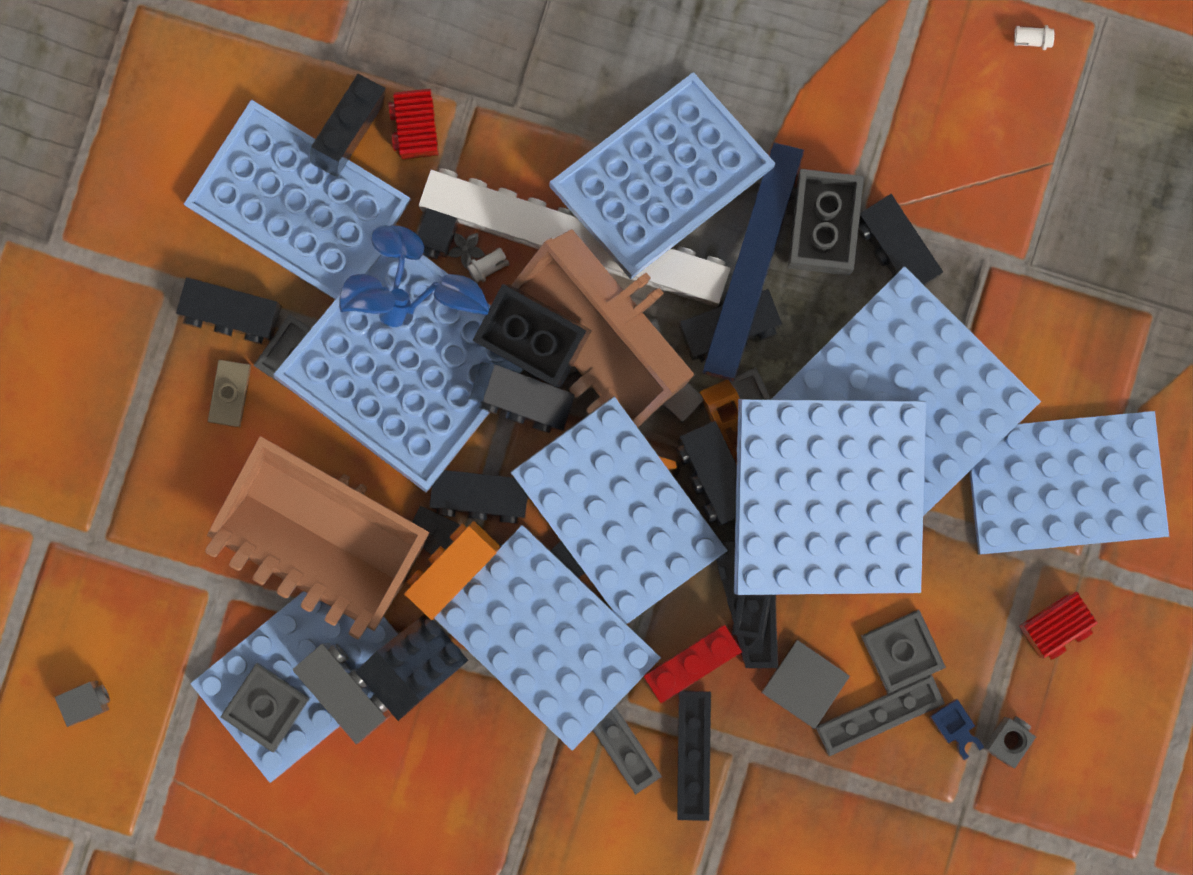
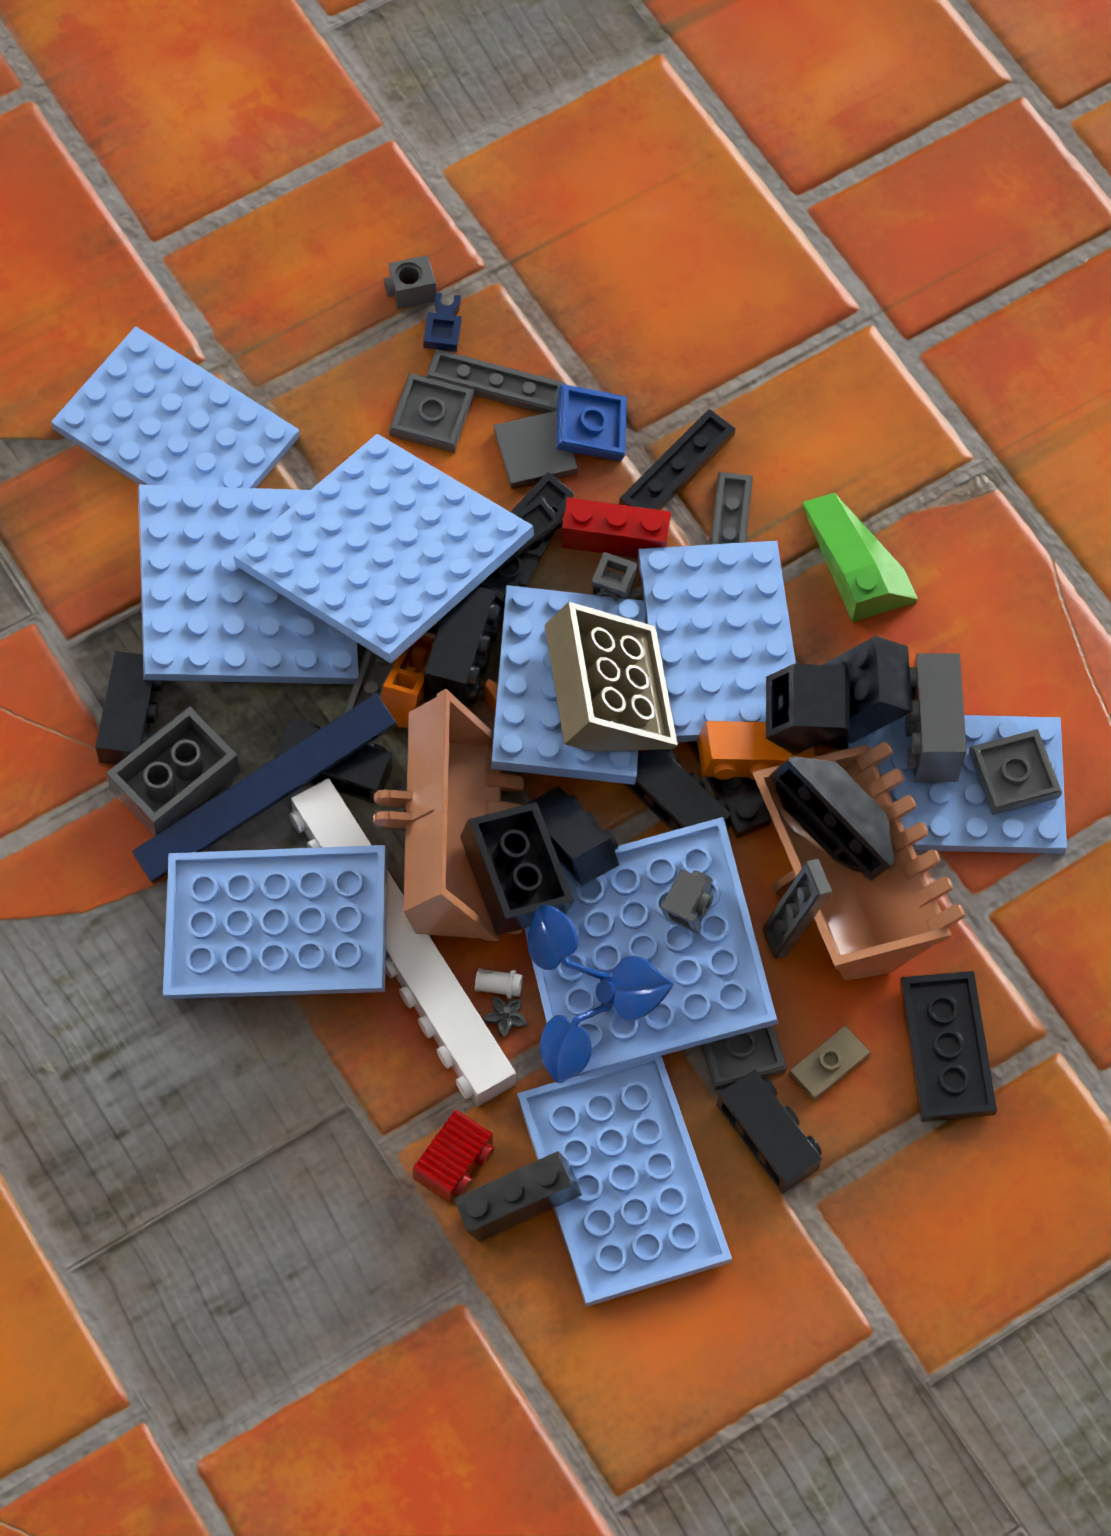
camera: 140 degrees left, 20 degrees down
(160, 469) = (947, 1046): none -> black plate
(320, 460) = (797, 909): none -> dark grey tile
(346, 559) = (836, 813): none -> black wedge
(397, 406) = (688, 899): none -> dark grey brick
(433, 617) = (807, 705): none -> black slope
(437, 233) = (521, 1042): black brick -> none
(502, 789) = (860, 565): none -> bright green wedge
(585, 523) = (609, 681): none -> dark tan slope
(657, 618) = (613, 584): none -> dark grey brick
(783, 737) = (591, 422): none -> blue plate
(1059, 625) = (289, 331): red brick -> none

